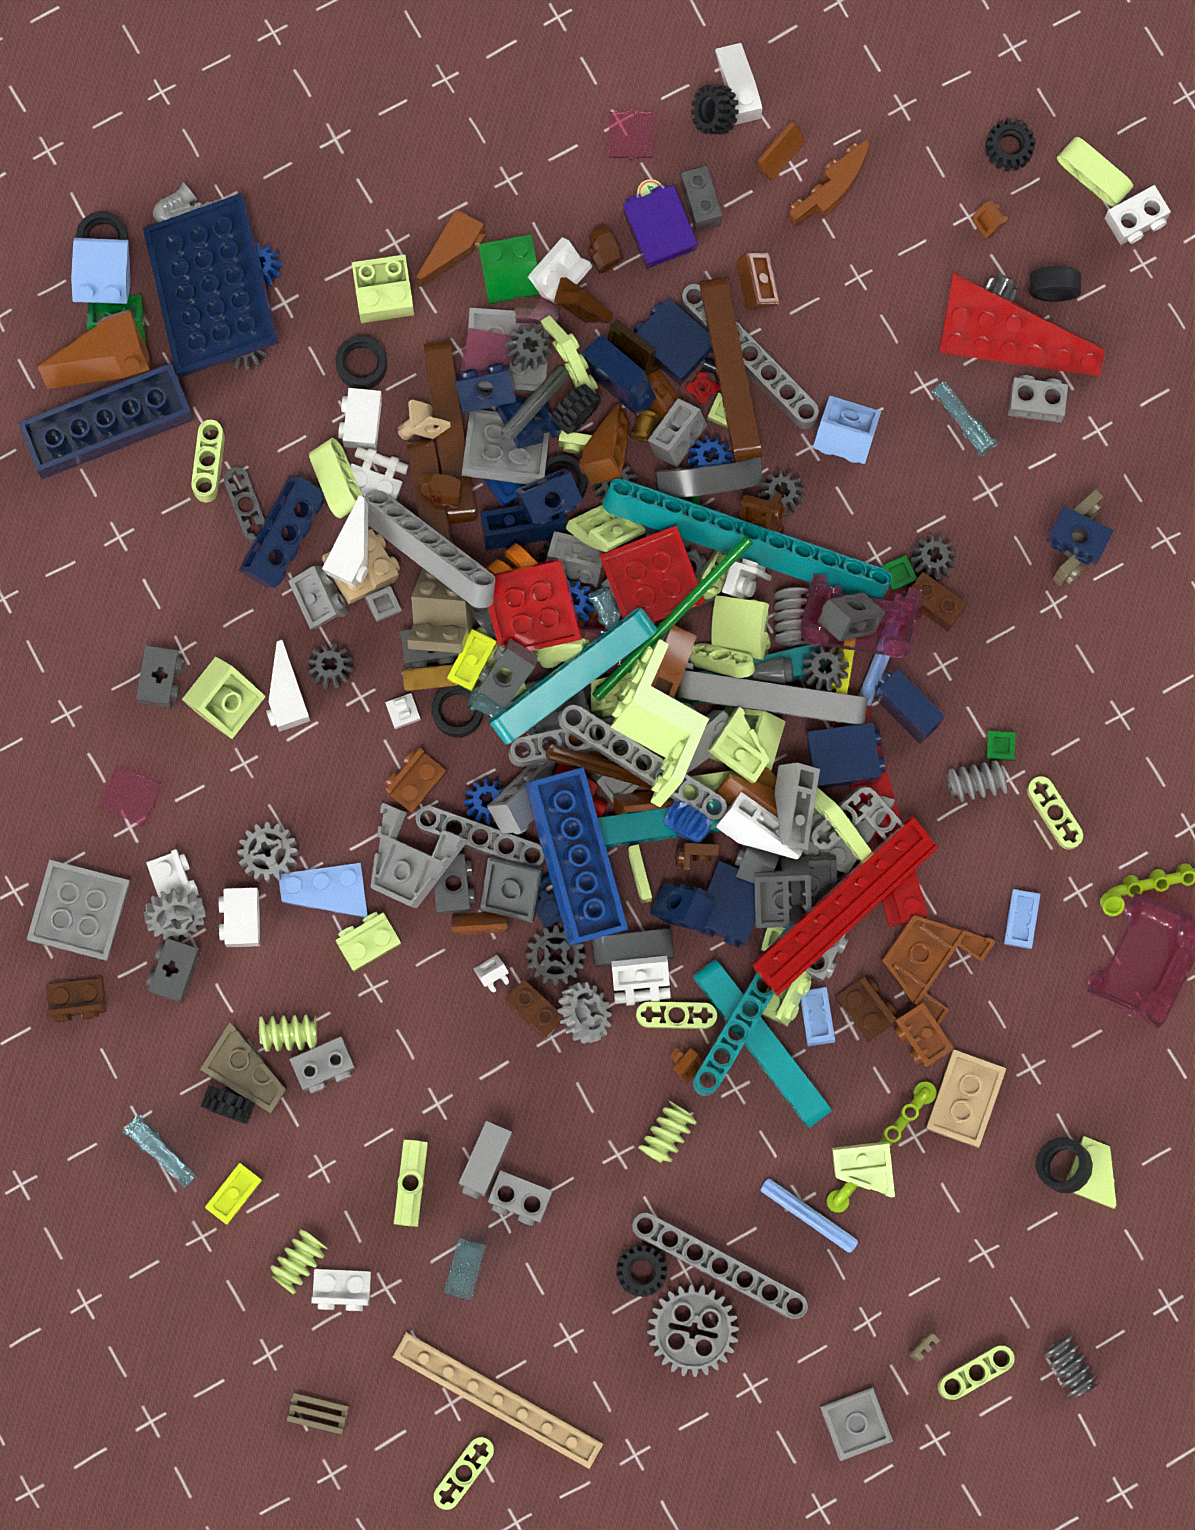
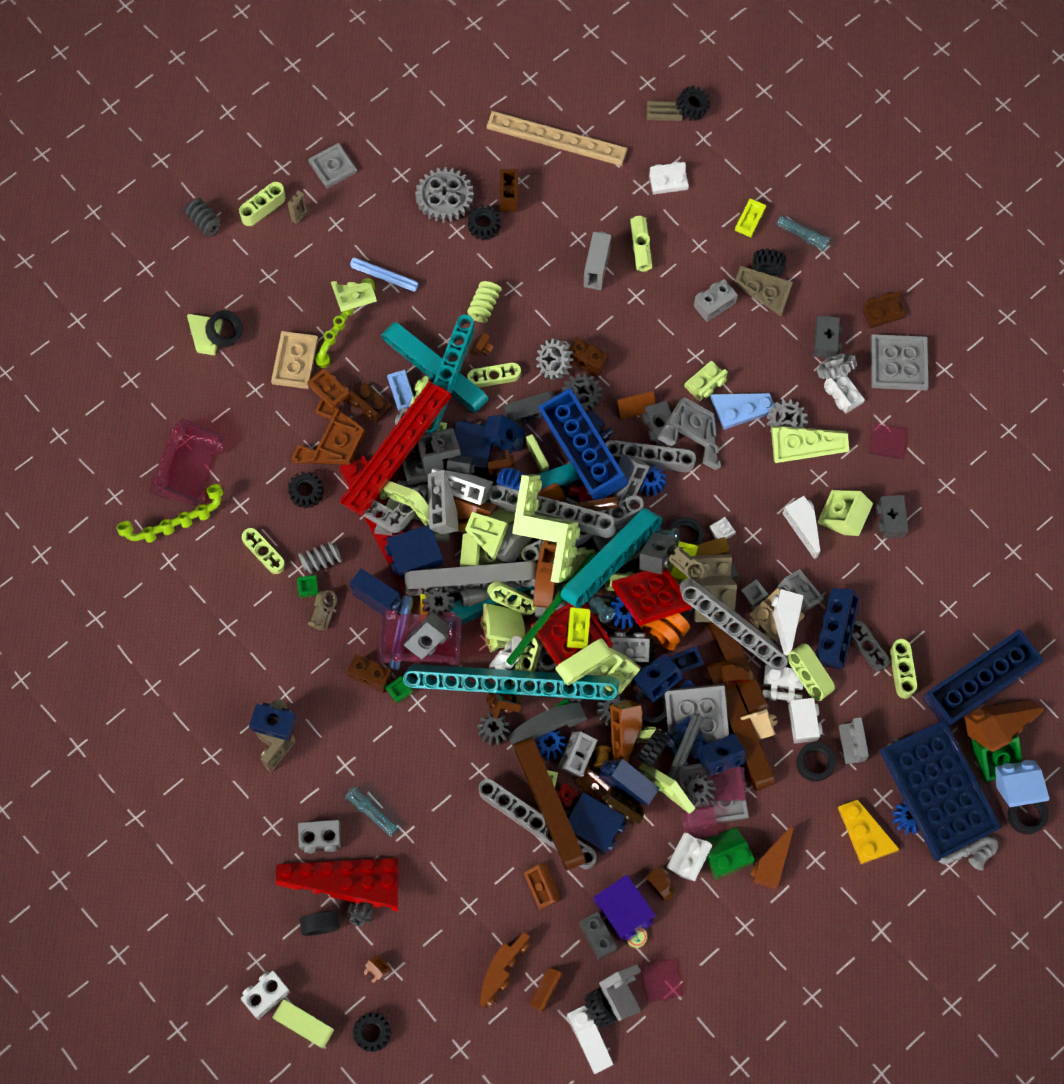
camera: 170 degrees right, 10 degrees down
(241, 917) = (793, 377): white piece -> none
(255, 810) = (803, 443): none -> yellowish green wing
(287, 1411) = (687, 109): none -> black tyre
(288, 1033) = (742, 312): yellowish green piece -> none
(297, 1261) = (700, 185): yellowish green piece -> none
(304, 377) = (853, 741): none -> light grey bracket
(321, 260) = (865, 833): none -> yellow wing
(330, 676) = (772, 543): dark grey gear -> none
(383, 288) = (815, 816): yellowish green slope -> none
(414, 780) = (701, 485): dark orange bracket -> none
(452, 1473) = (567, 88): yellowish green beam -> none
(465, 1269) = (594, 200): clear light blue brick -> none
(474, 640) = (685, 563): none -> dark tan piece
(491, 971) = (621, 376): white tile -> none
(511, 888) = (620, 426): dark grey plate -> none
(522, 1191) = (569, 252): light grey brick -> none
(581, 303) = (669, 834): reddish brown bracket -> none
(593, 1312) = (508, 190): none -> reddish brown brick
(641, 974) = (522, 387): white plate -> none
(643, 579) = (578, 628): none -> neon yellow plate
(645, 528) = (584, 661): none -> yellowish green beam
(689, 121) = (619, 994): none -> light grey bracket
(734, 1267) = (441, 239): light grey beam -> none
(789, 616) = (468, 644): light grey piece -> none
(846, 430) = (455, 785): light blue slope -> none
(923, 559) = (384, 707): dark grey gear -> none
(985, 702) = (322, 614): none -> dark tan piece
(986, 874) = (308, 500): none -> black tyre
(1022, 919) = (275, 477): light blue plate -> none

